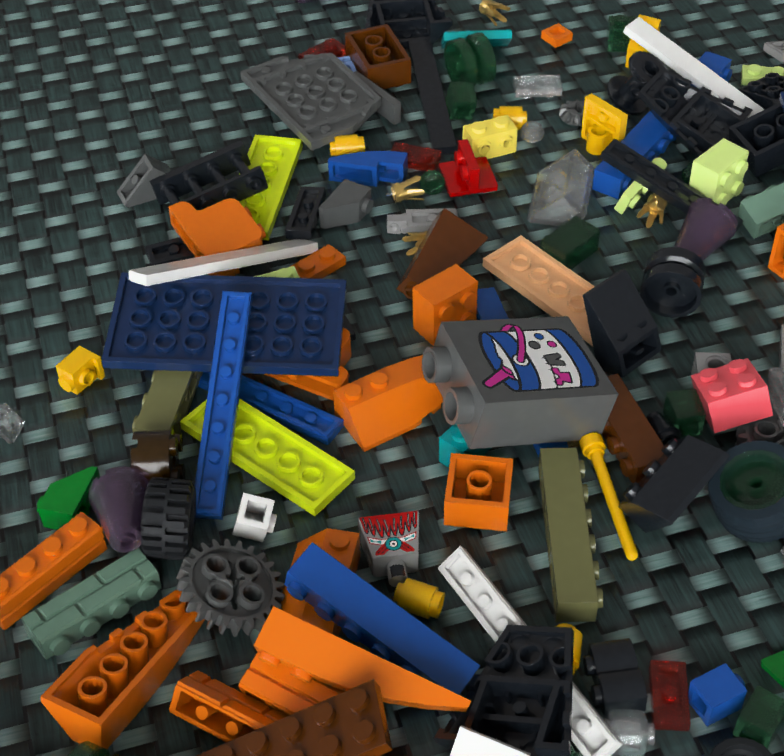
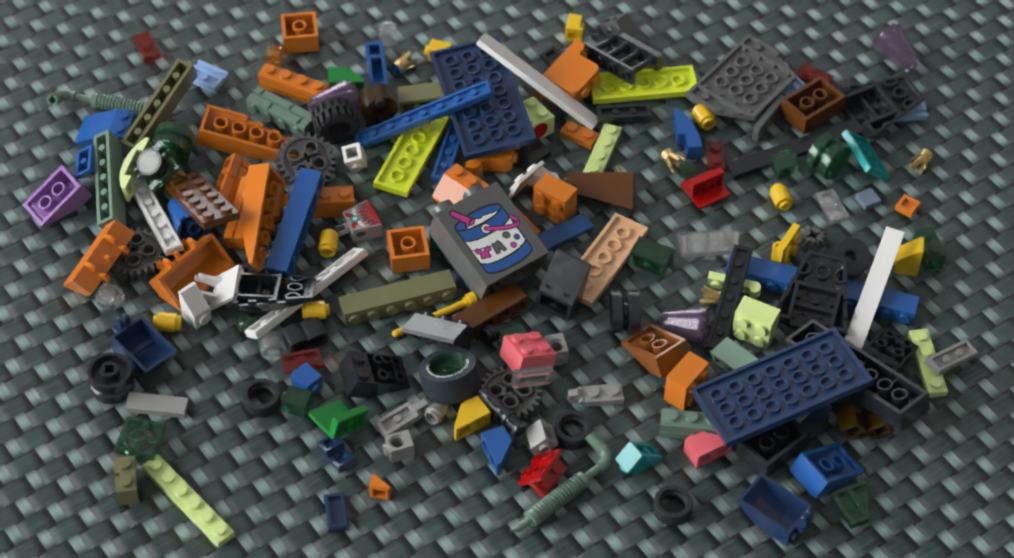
camera: 70 degrees right, 5 degrees up
(57, 451) = (376, 63): none -> blue slope
(78, 424) = (402, 64): none -> pearl gold piece
(121, 222) = (574, 27): none -> yellow brick
(346, 205) = (640, 131): dark grey slope -> none
(362, 252) = (603, 148): none -> yellowish green plate
(395, 324) = (533, 175): none -> white plate
(413, 220) = (644, 177): light grey hinge -> none
(492, 137) = (748, 190): light yellow brick -> none
(532, 61) = (868, 199): none -> sand blue tile
(532, 132) = (773, 214): clear plate -> none
(720, 601) = (372, 374): none -> black slope
(738, 274) = (656, 349): none -> dark orange slope

